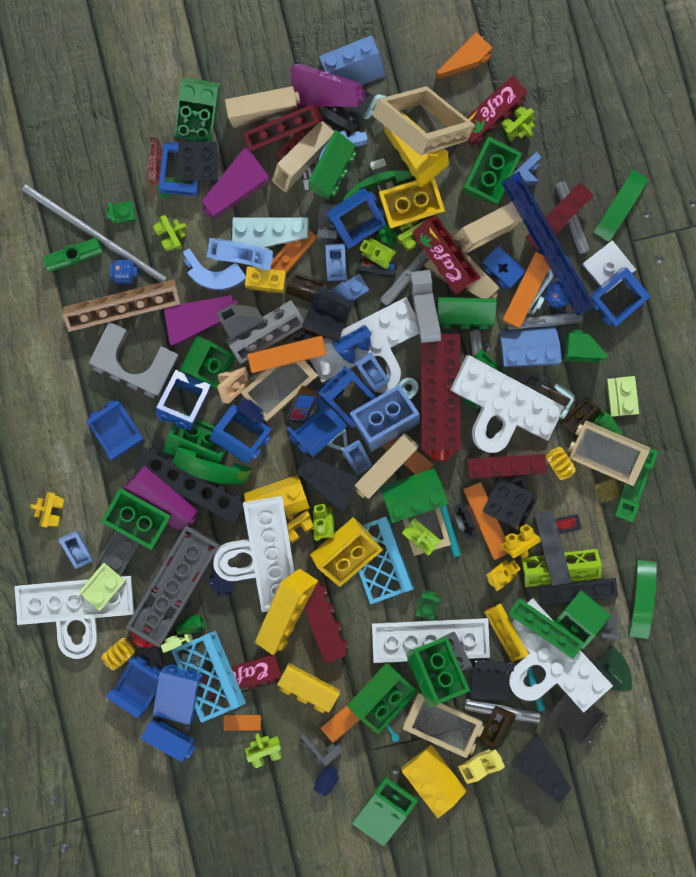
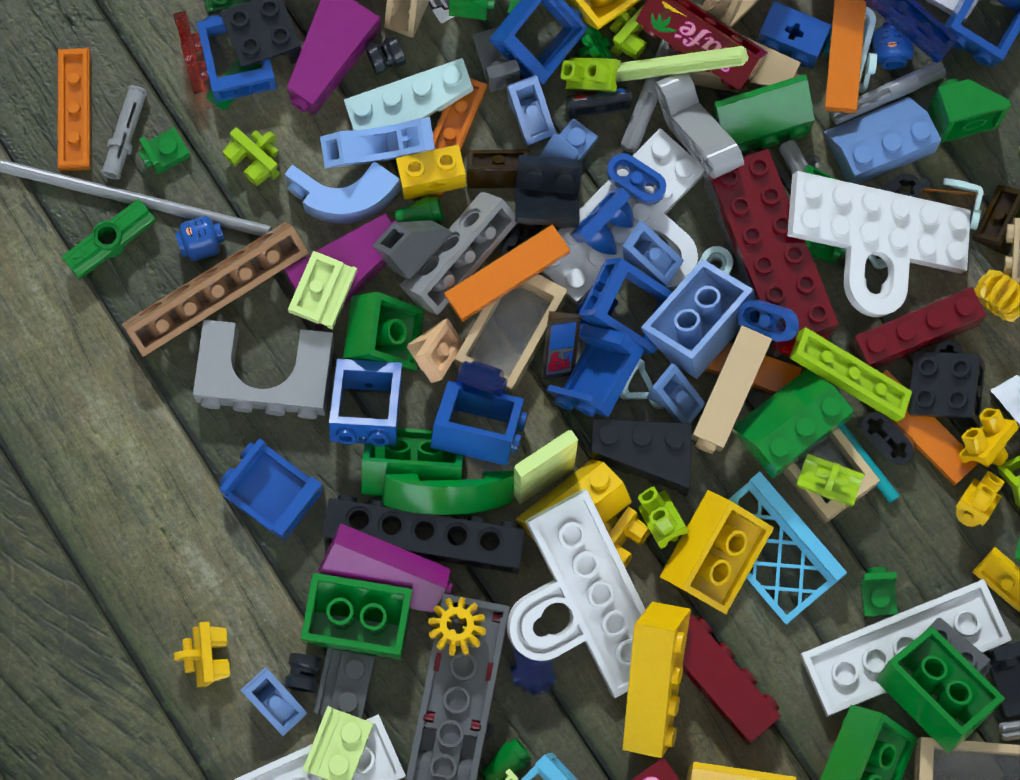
camera: 15 degrees left, 10 degrees down
(79, 169) = (74, 109): none -> orange tile
(101, 195) = (120, 144): none -> light grey pin
(101, 535) = (306, 665): none -> black wheel
(180, 328) = (322, 290): none -> yellowish green plate
(180, 553) = (450, 636): none -> yellow gear
(253, 299) = (421, 210): none -> green cone
(265, 475) = (545, 466): none -> yellowish green tile
(269, 197) = (392, 53): none -> black wheel
(380, 324) = (638, 178): none -> blue plate
(420, 435) = (770, 320): none -> blue plate
(429, 267) = (682, 63): none -> yellowish green axle
(456, 480) = (850, 374): none -> lime plate

